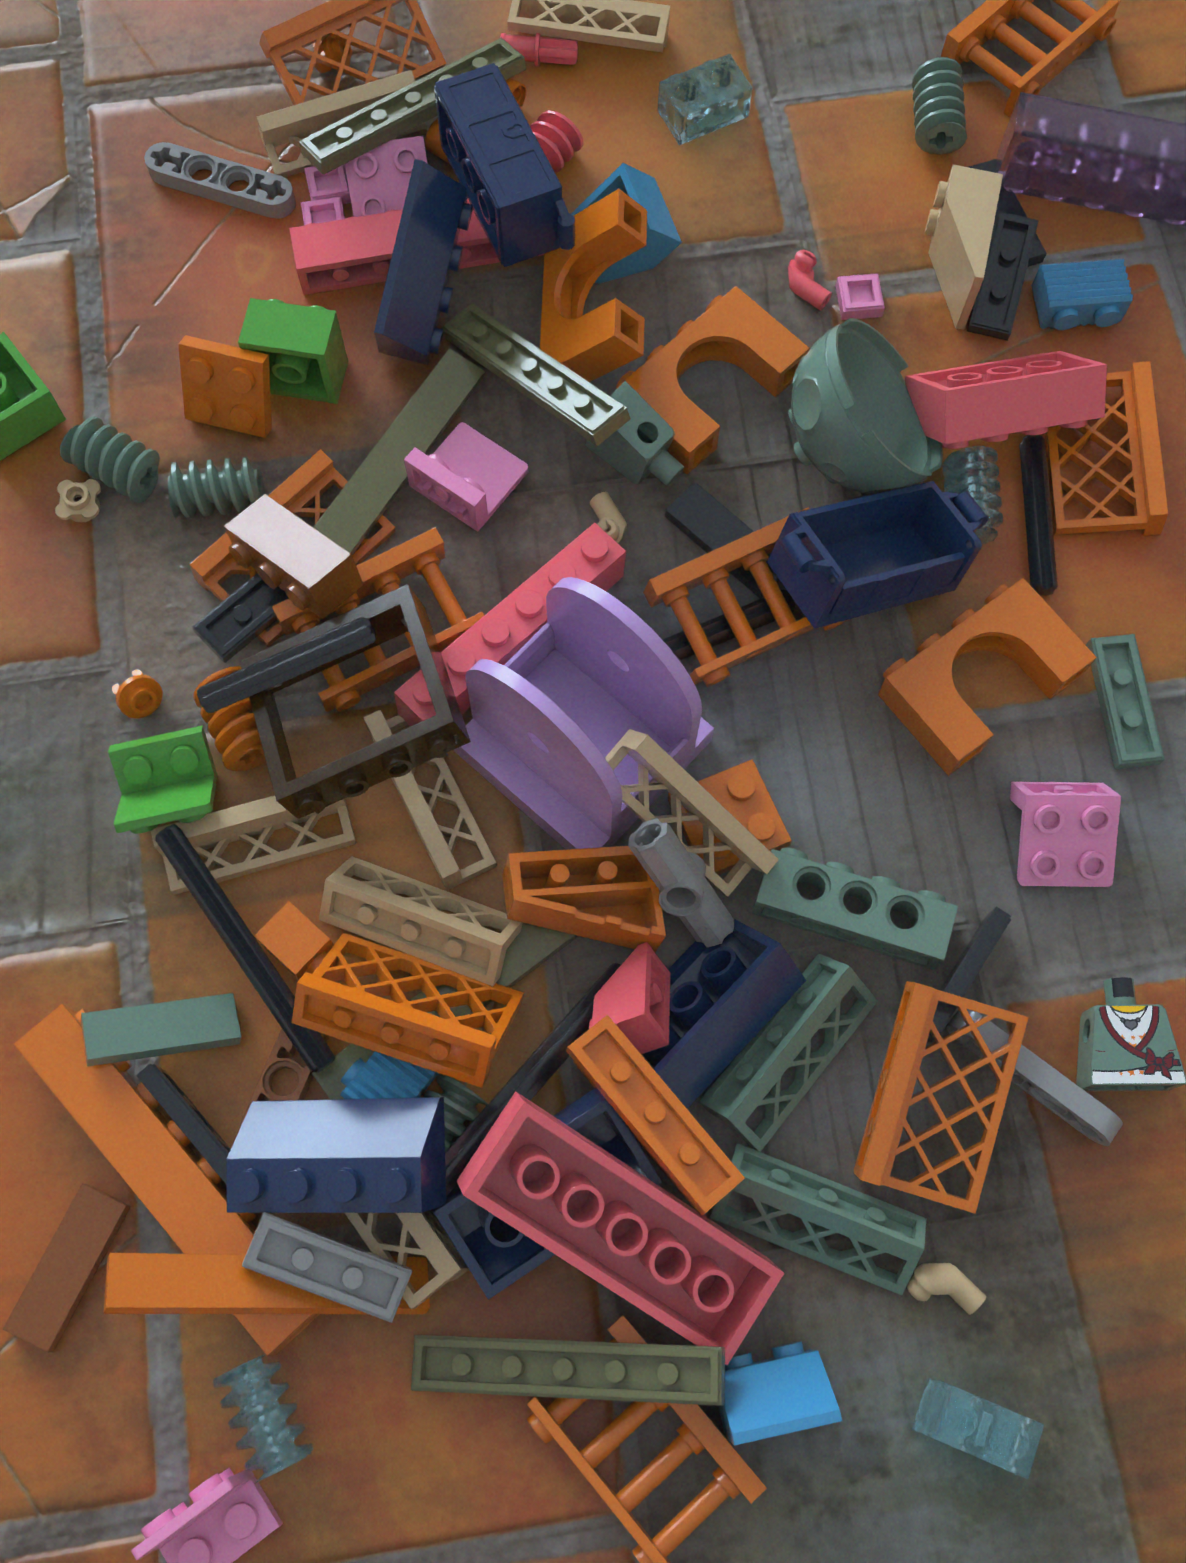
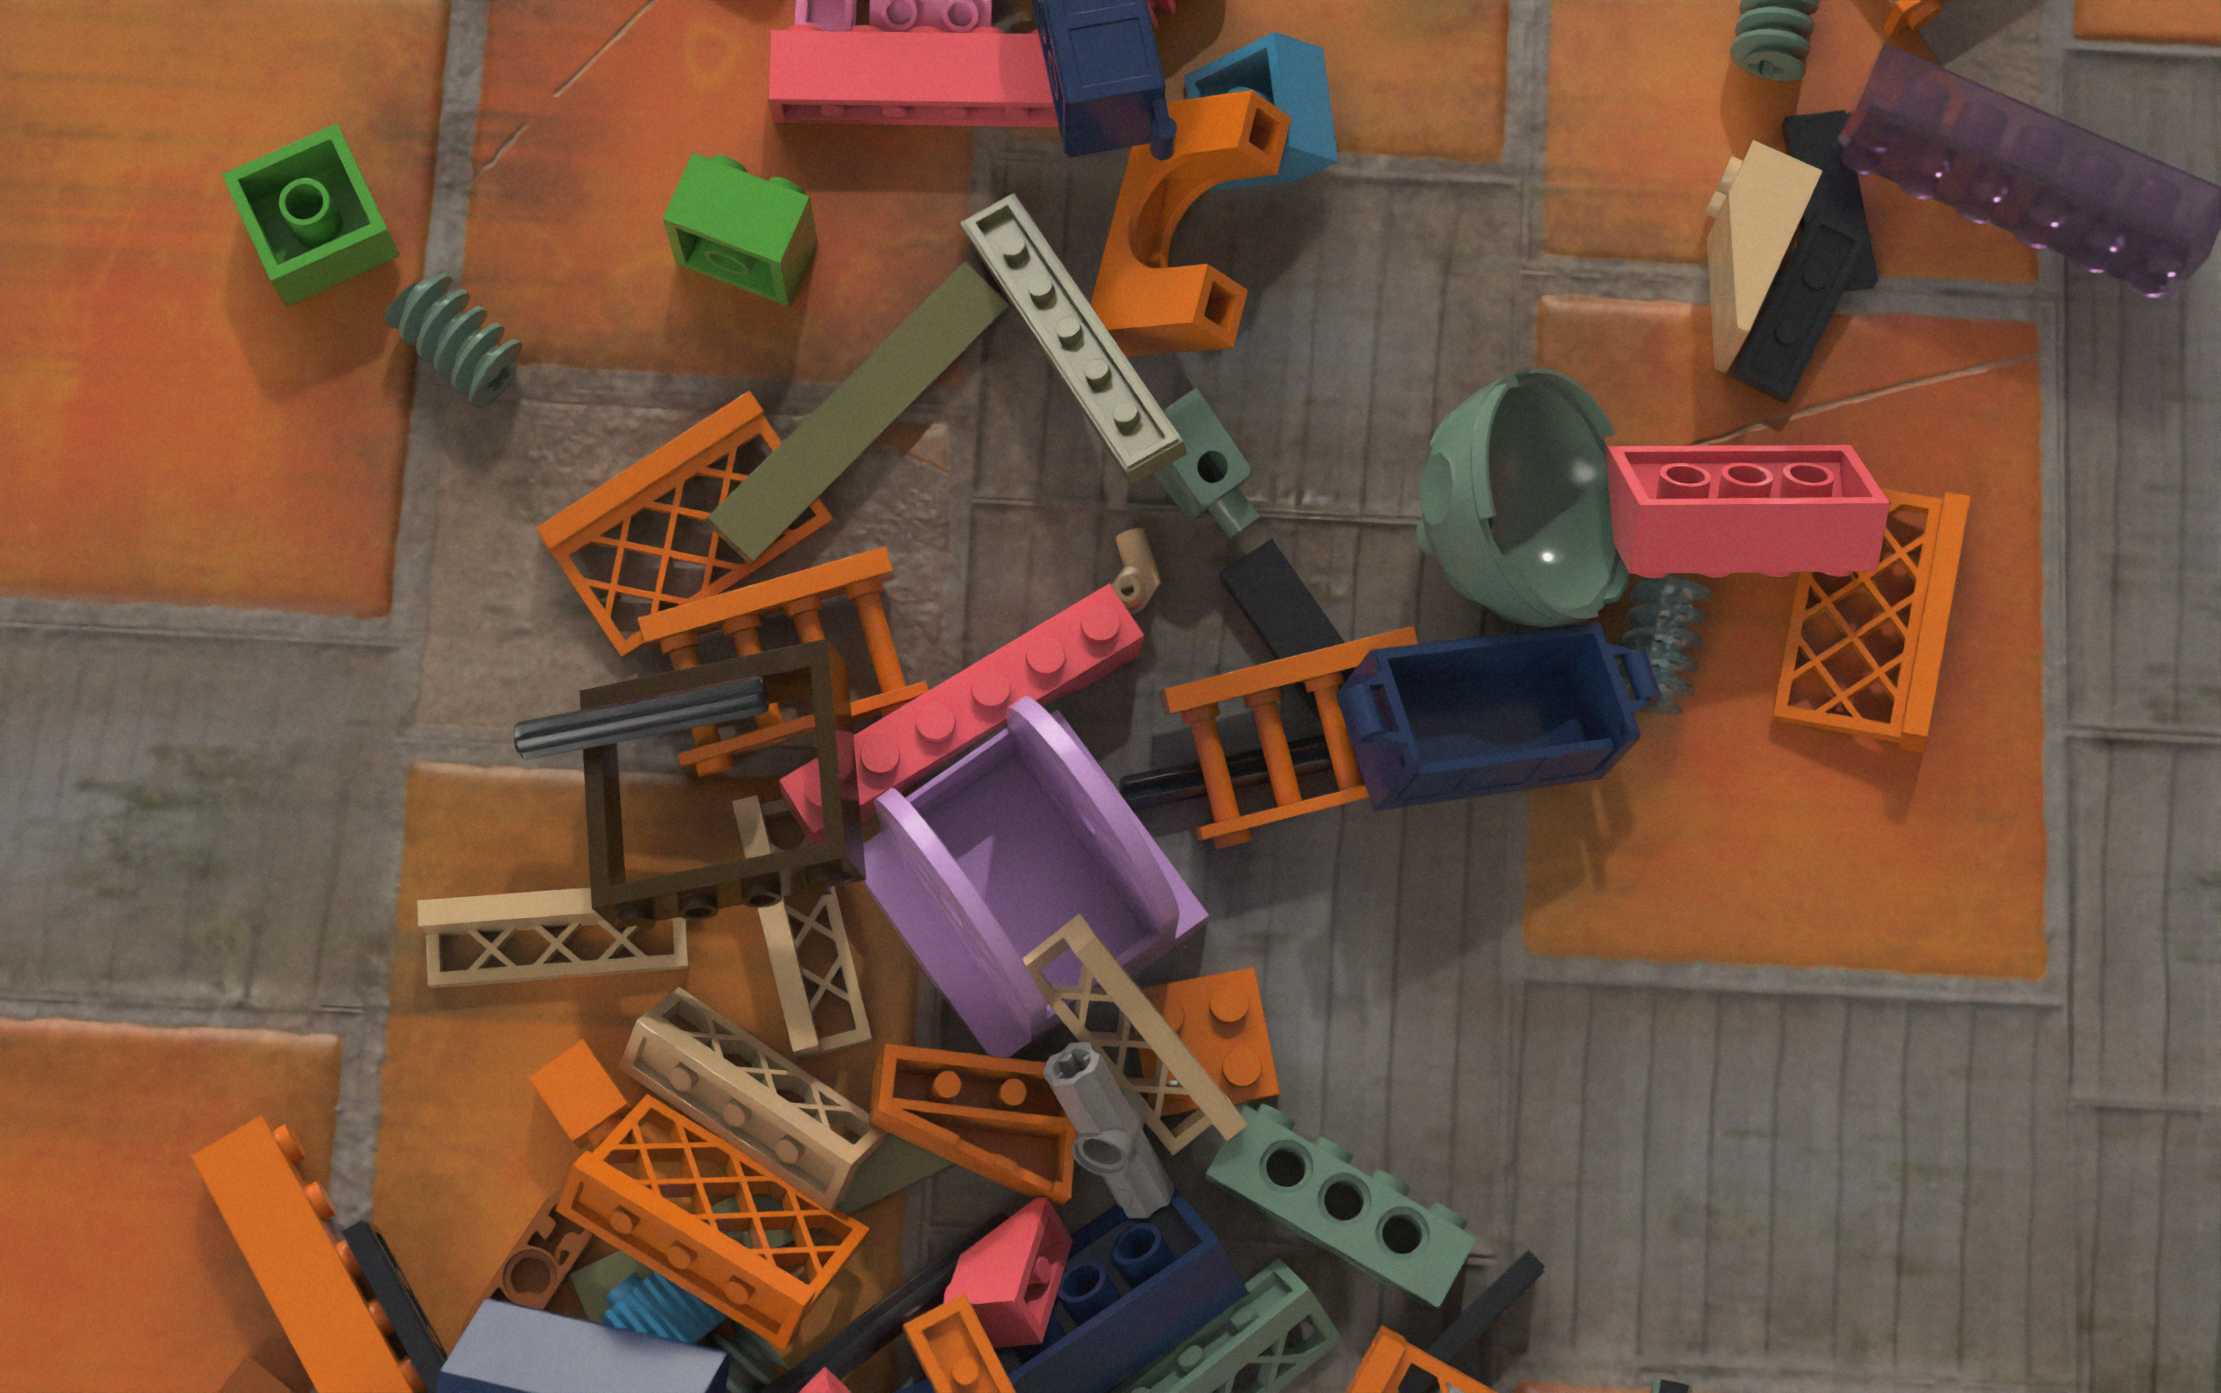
camera: 10 degrees right, 5 degrees up
(82, 510) = (402, 403): tan plate -> none
(138, 695) = (432, 698): orange plate -> none
(160, 1029) = (383, 1175): sand green tile -> none
(163, 779) = (446, 833): bright green bracket -> none
(214, 488) = (592, 413): sand green piece -> none
(225, 386) = (634, 265): orange plate -> none
(234, 729) = (555, 779): orange piece -> none
(239, 618) = (615, 598): black tile -> none
(242, 945) = (509, 1084): black axle -> none
(293, 556) = (678, 555): brick -> none
(422, 264) = (947, 143): dark blue slope -> none
(466, 475) = (951, 461): bright pink bracket -> none
(728, 331) = (1376, 314): orange arch -> none
(802, 280) = (1505, 252): coral arm -> none
(859, 296) = (1584, 292): bright pink tile -> none
(1011, 624) = (1665, 845): orange arch -> none
(1038, 515) = (1751, 691): black axle -> none
(1066, 833) = (1659, 1162): bright pink bracket -> none
(1081, 293) = (1909, 360): dark azure brick -> none
(1125, 702) = (1798, 990): sand green tile -> none

